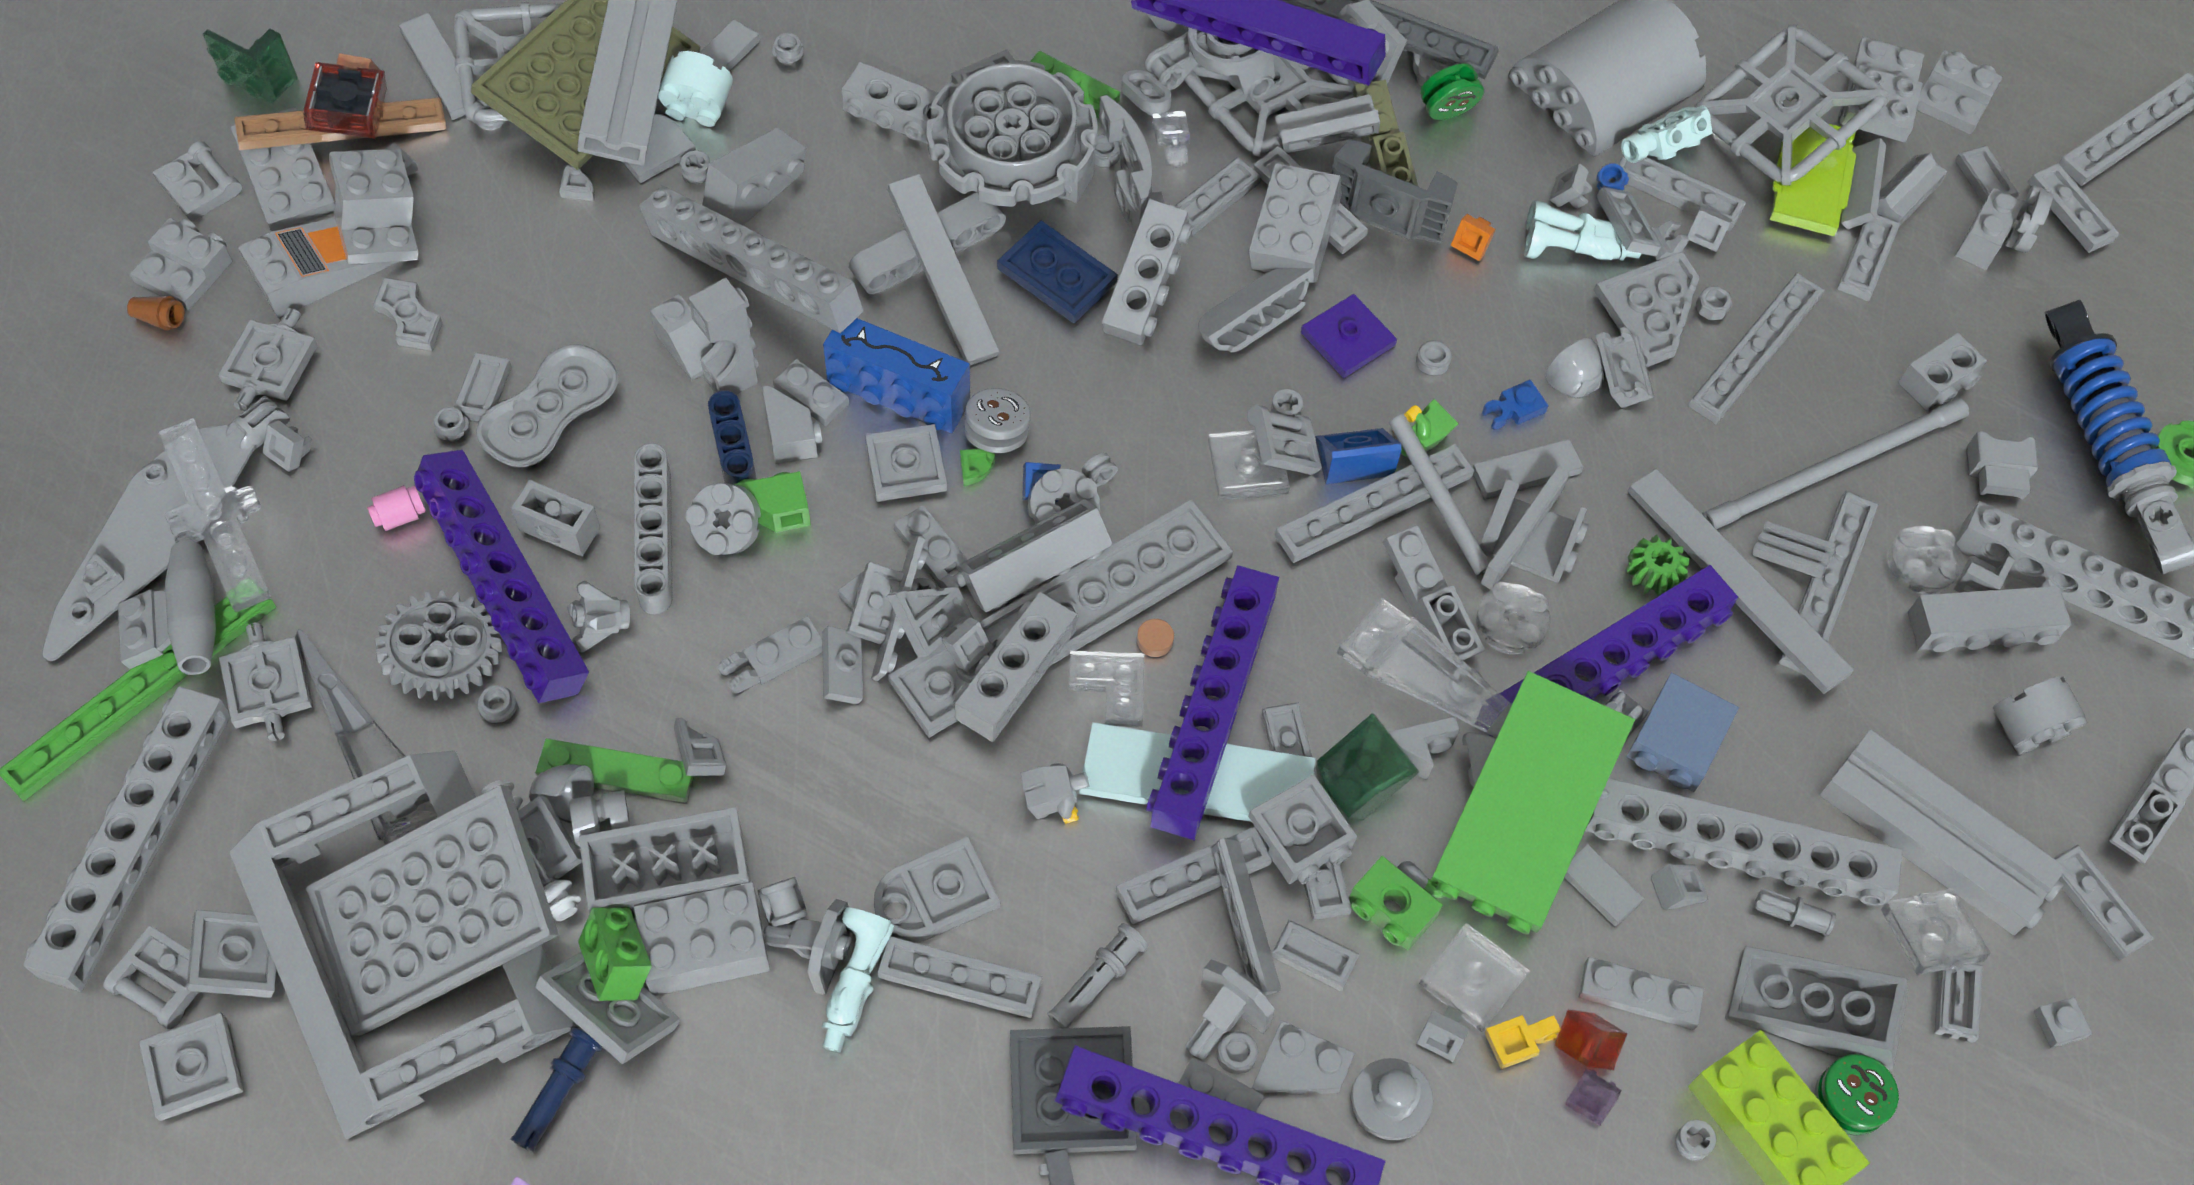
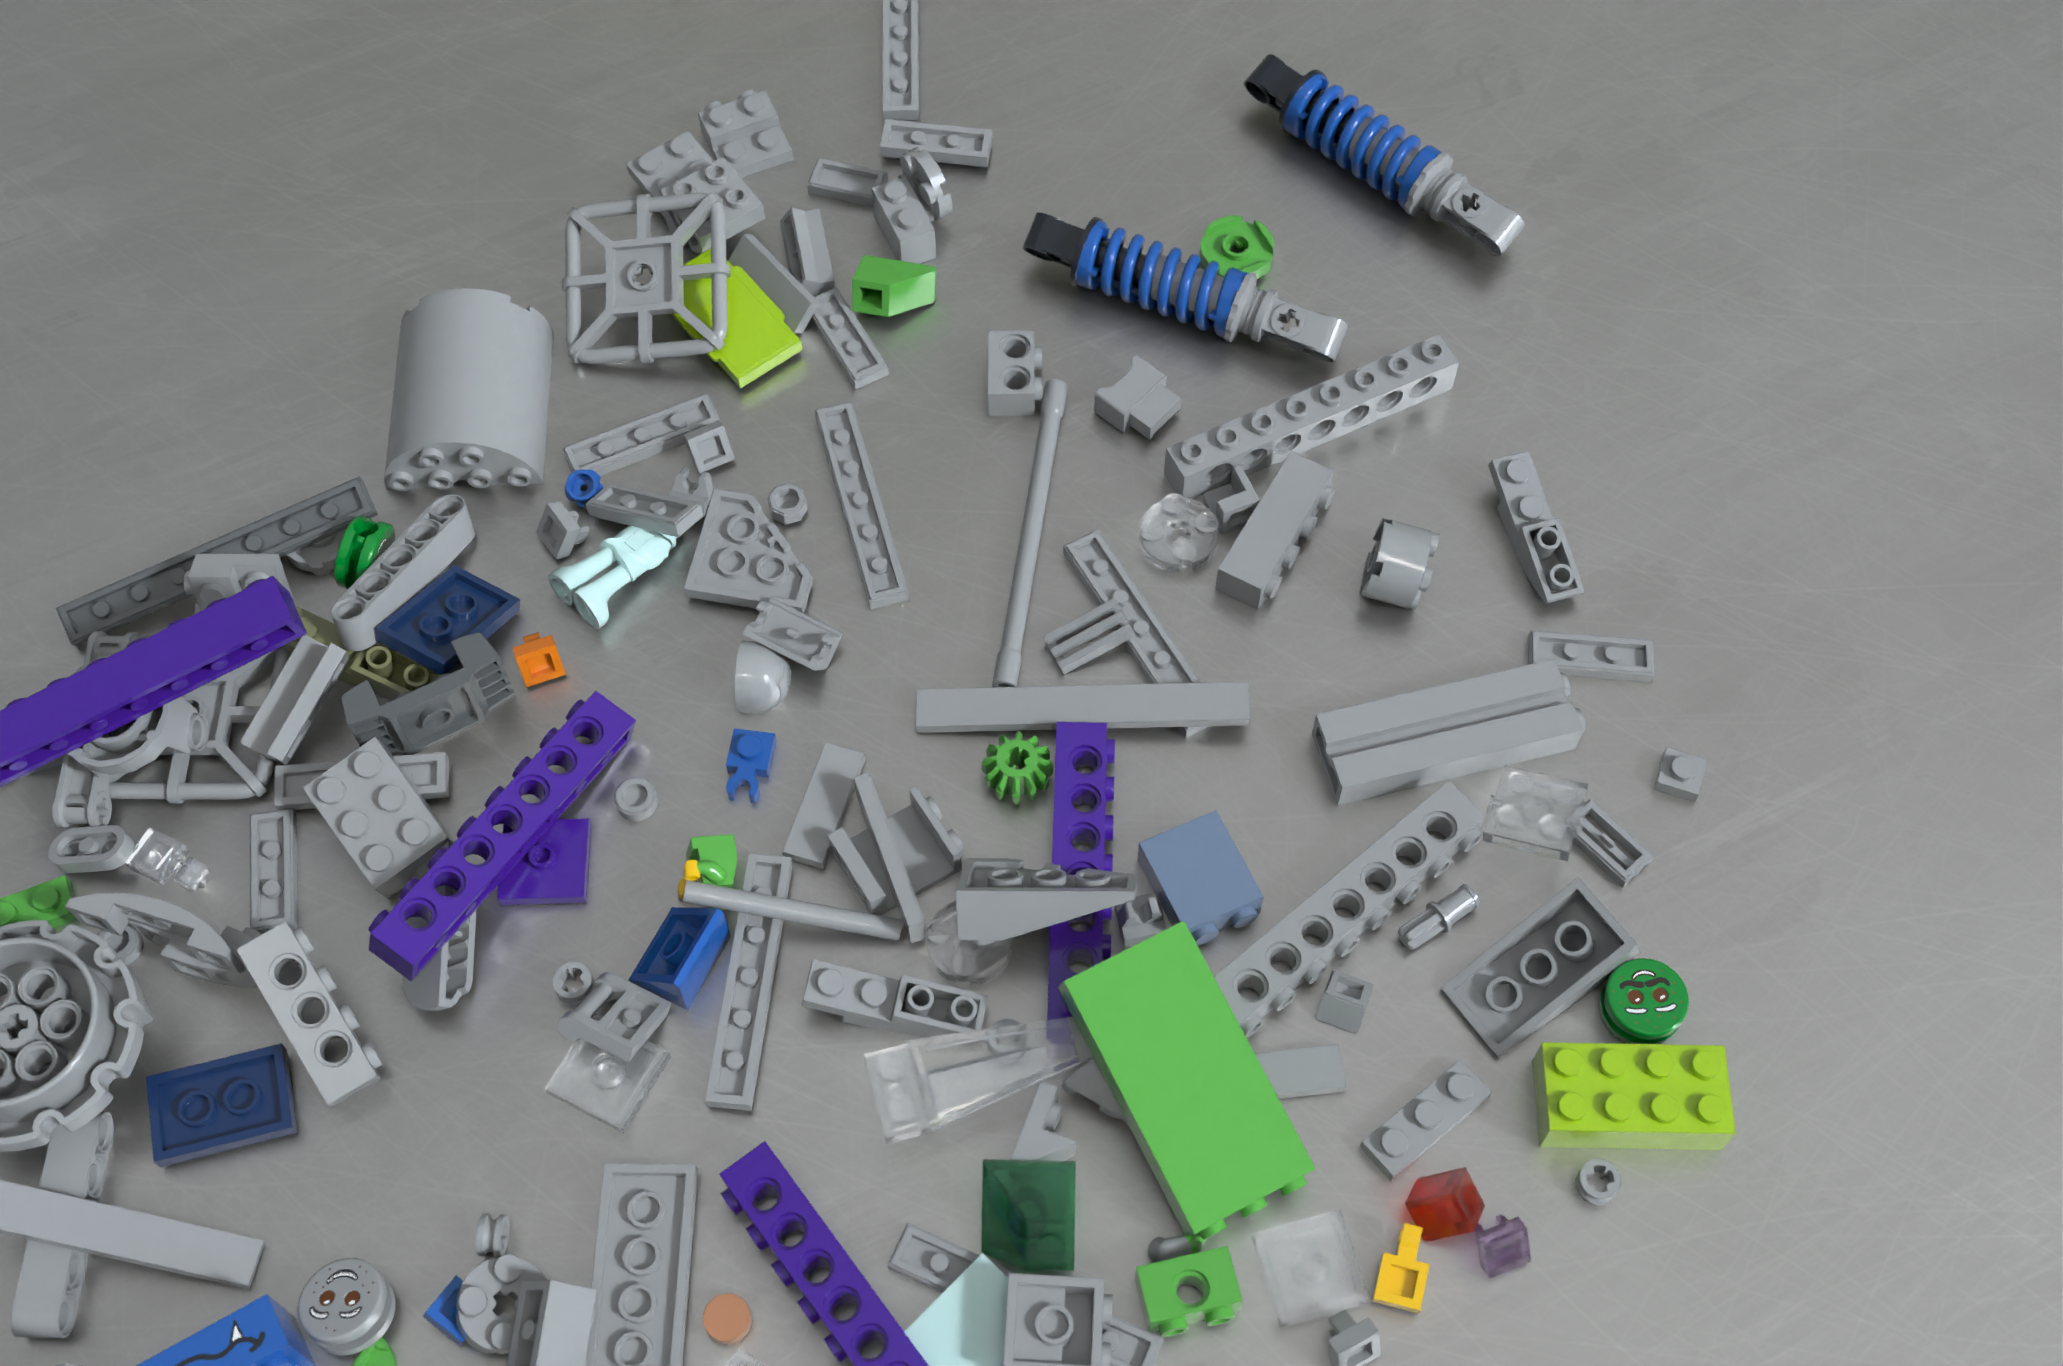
camera: 50 degrees left, 0 degrees up
(1230, 294) = (412, 948): none -> dark purple brick
(1460, 119) = (403, 570): none -> light grey beam
(1462, 160) = (443, 612): none -> dark blue plate
(1561, 613) = (1005, 900): none -> light grey wedge
(1668, 134) = (581, 401): light aqua brick -> none
(1933, 254) = (892, 286): none -> bright green slope

